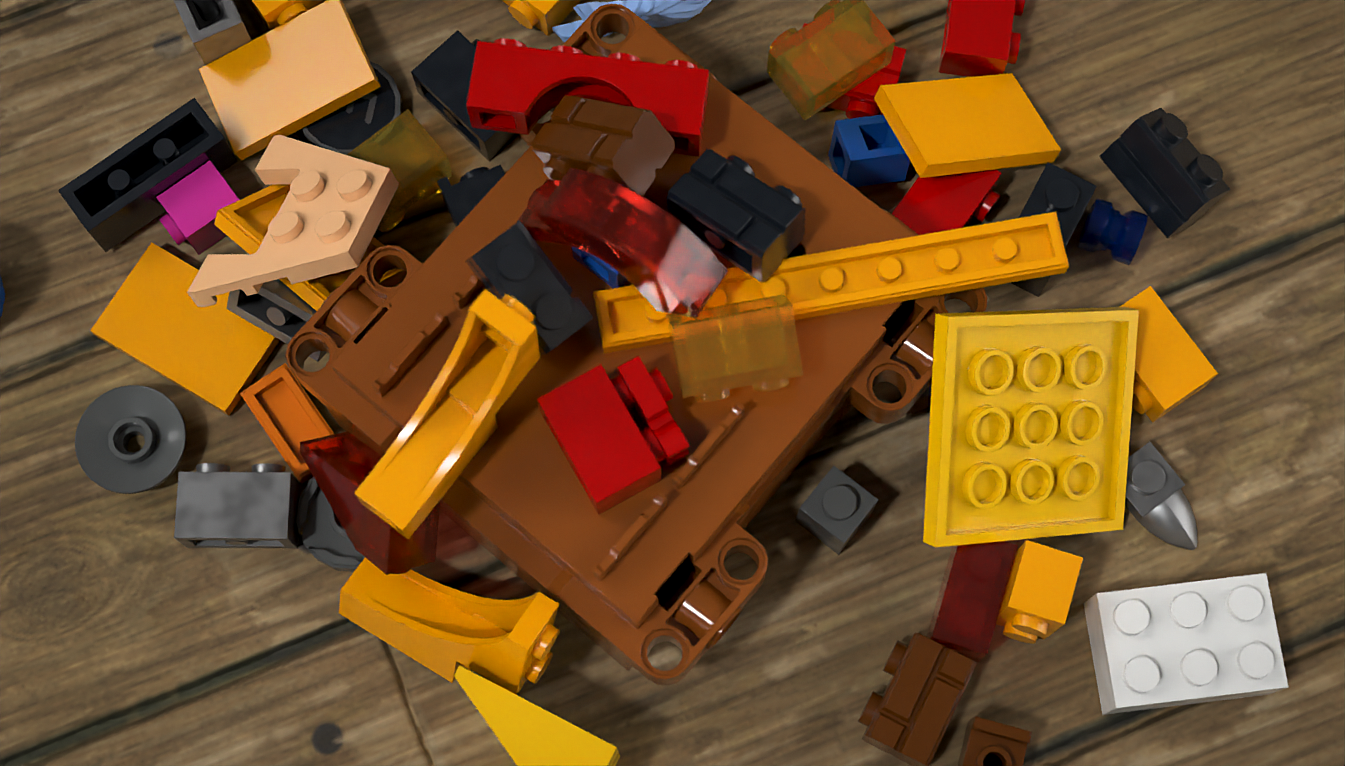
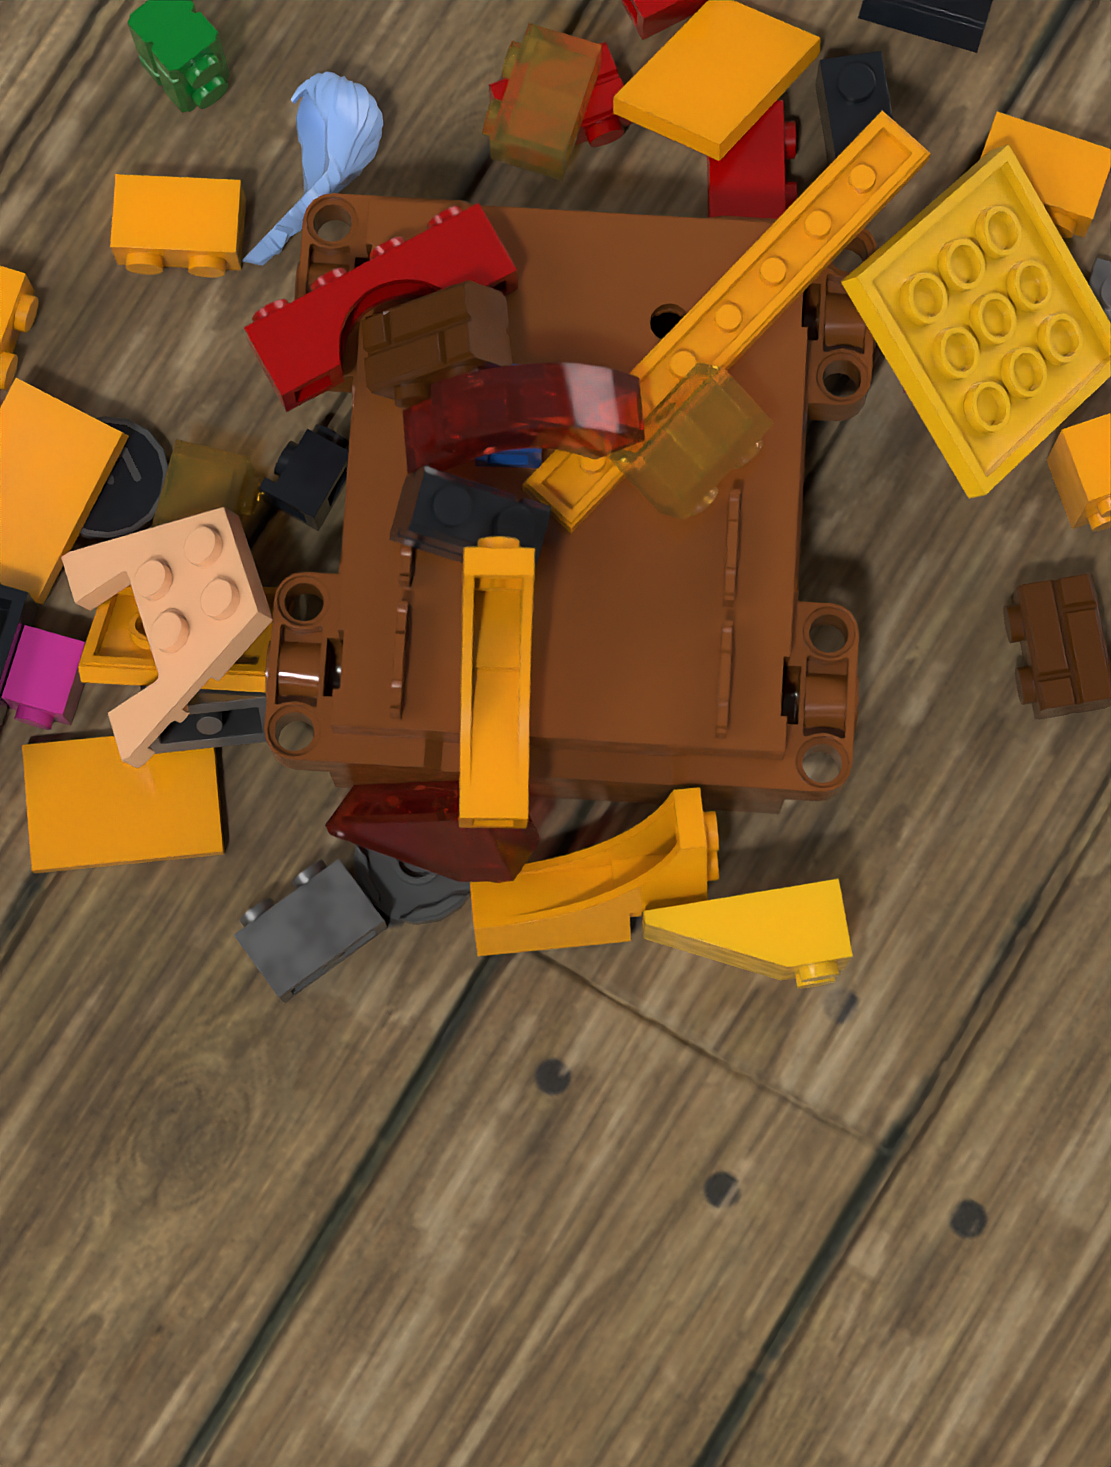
camera: 35 degrees left, 5 degrees up
(109, 426) = (129, 922): dark grey dish -> none
(286, 416) = (285, 814): orange tile -> none
(445, 82) = (213, 381): black brick -> none
(601, 438) = (634, 609): red brick -> none
(650, 396) = (647, 543): red plate -> none
(738, 213) = (603, 317): black brick -> none
(836, 510) = (863, 527): dark grey brick -> none
(867, 152) = (639, 169): blue brick -> none
(971, 597) = (1042, 519): clear red brick -> none
(1110, 230) = (917, 82): clear blue wheel -> none

